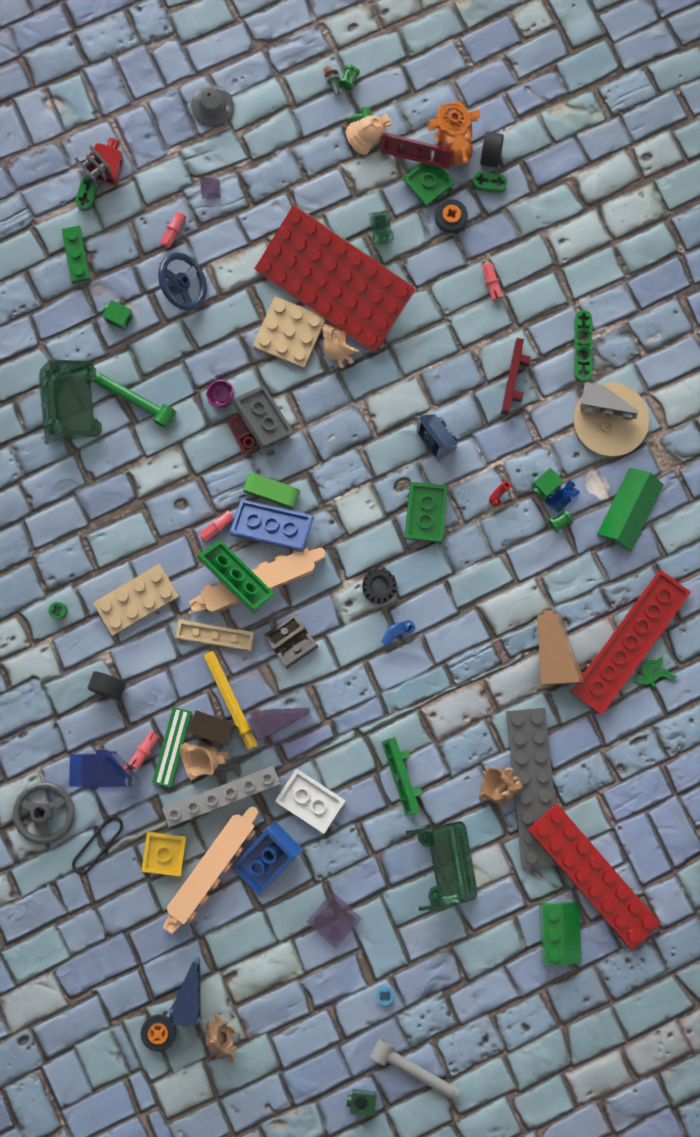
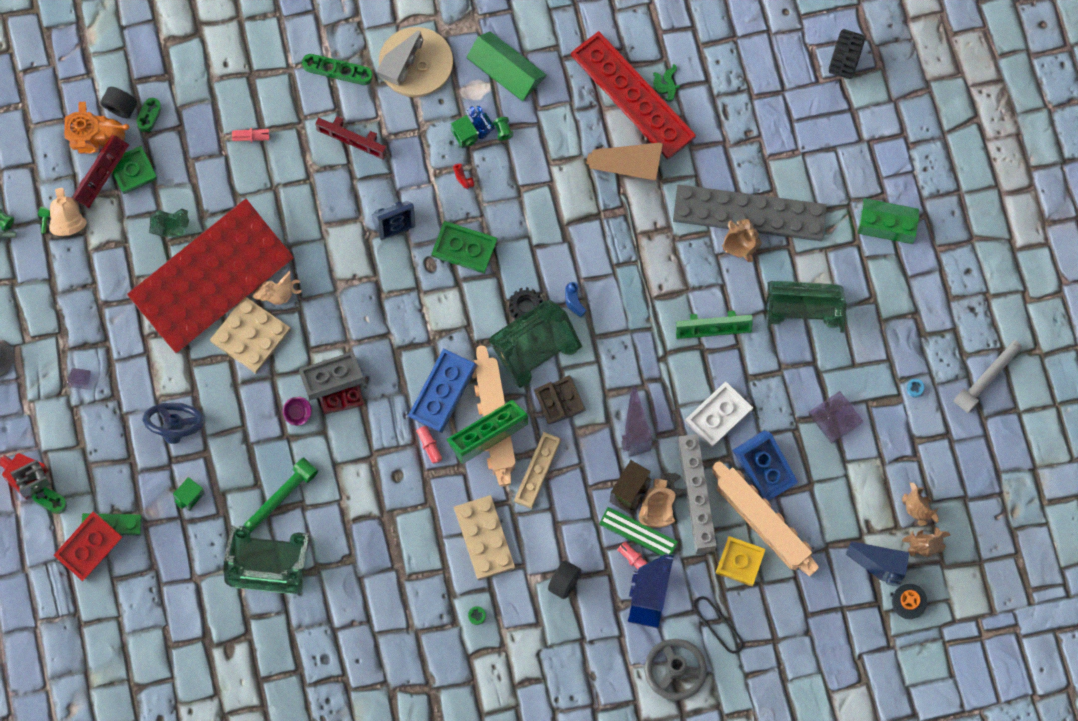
camera: 75 degrees left, 10 degrees down
(46, 237) = (88, 546): none -> red plate
(173, 229) = (112, 422): coral axle -> none
(230, 700) = (603, 468): yellow axle -> none
(256, 1024) = (918, 506): none -> medium nougat hair
(271, 490) = (407, 384): bright green beam -> none
(341, 599) = (534, 340): none -> clear green windscreen
(368, 1109) = (1011, 421): dark green brick -> none
(448, 222) = (177, 163): black wheel -> none
(593, 876) = (842, 178): red plate -> none

